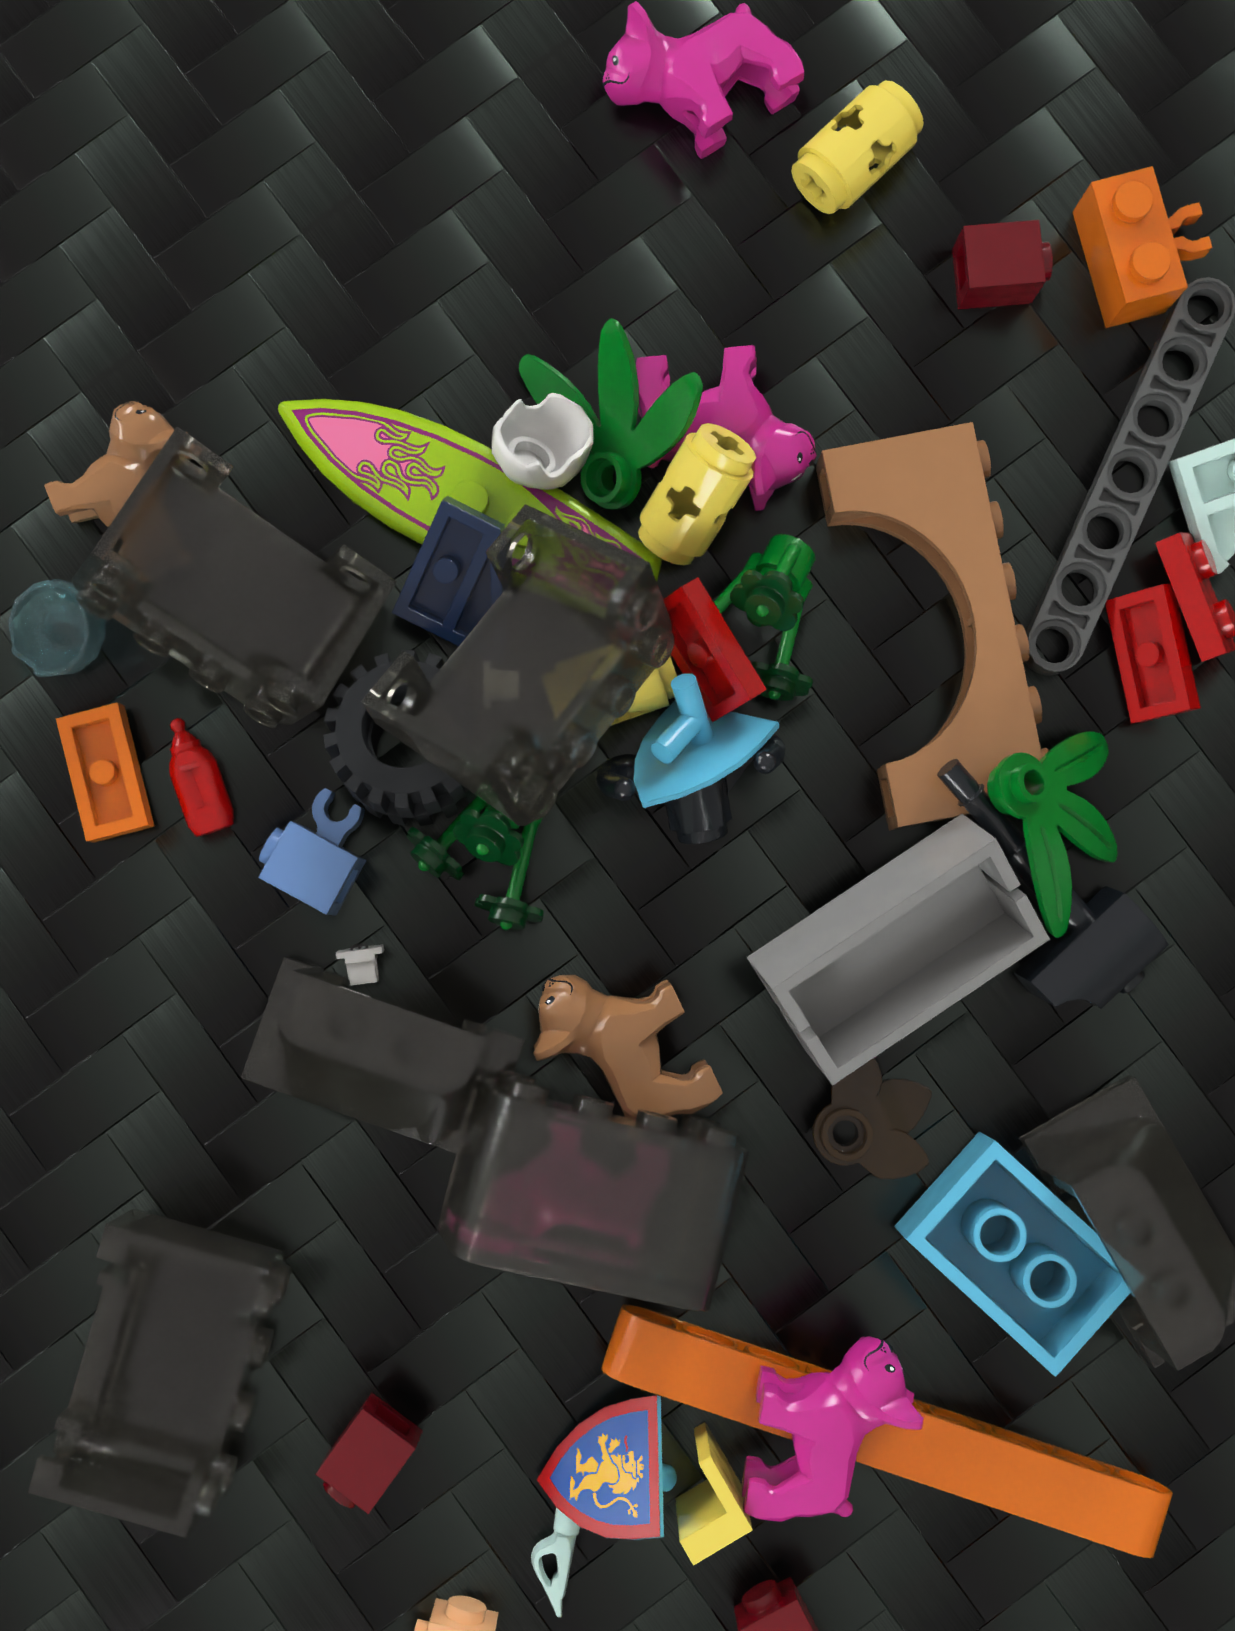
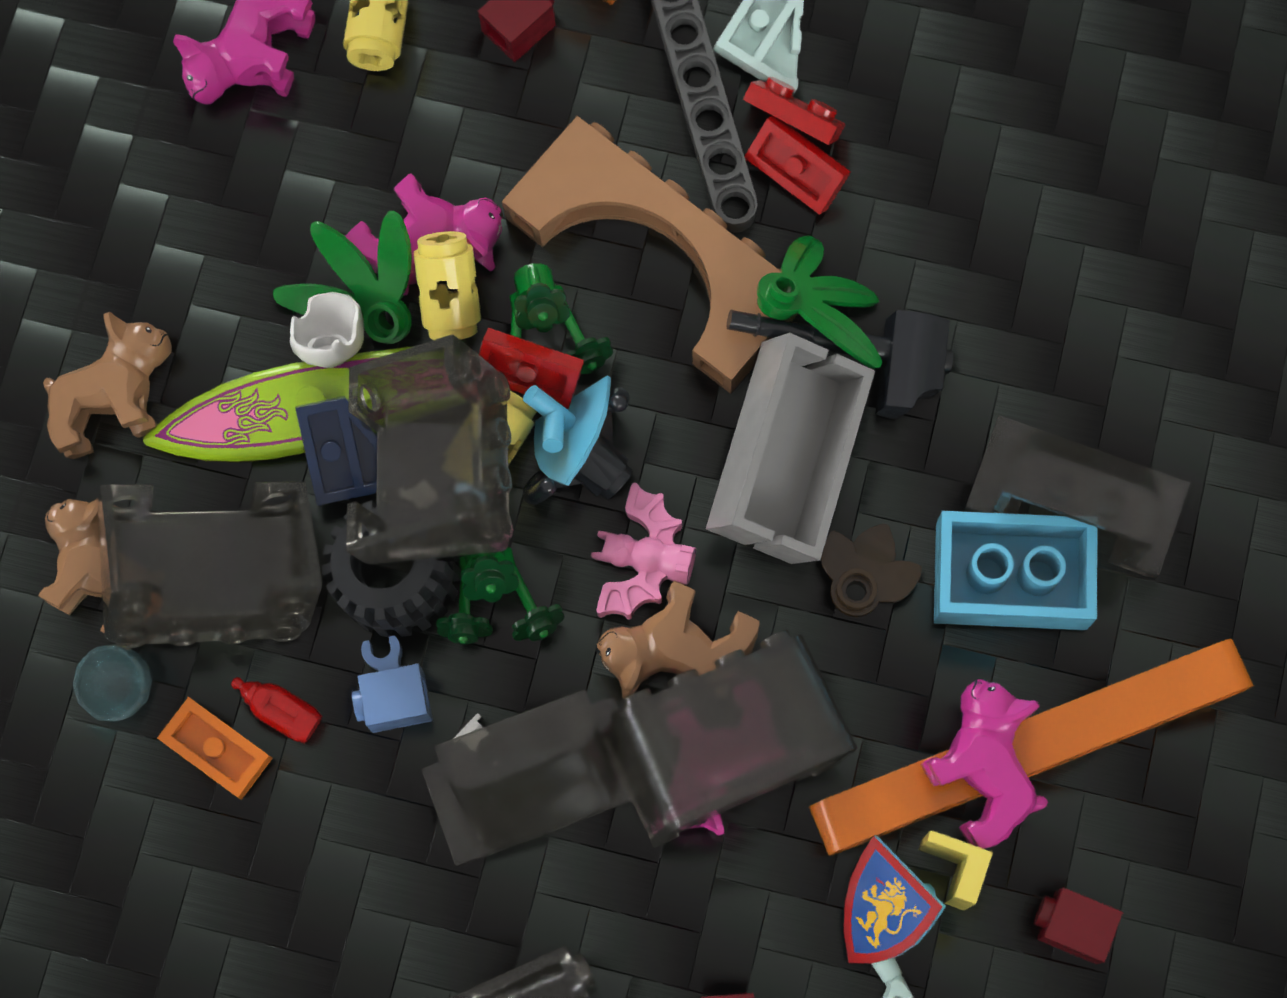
camera: 35 degrees left, 10 degrees down
(287, 321) = (108, 386): none -> medium nougat animal
(674, 935) = (653, 557): none -> bright pink animal

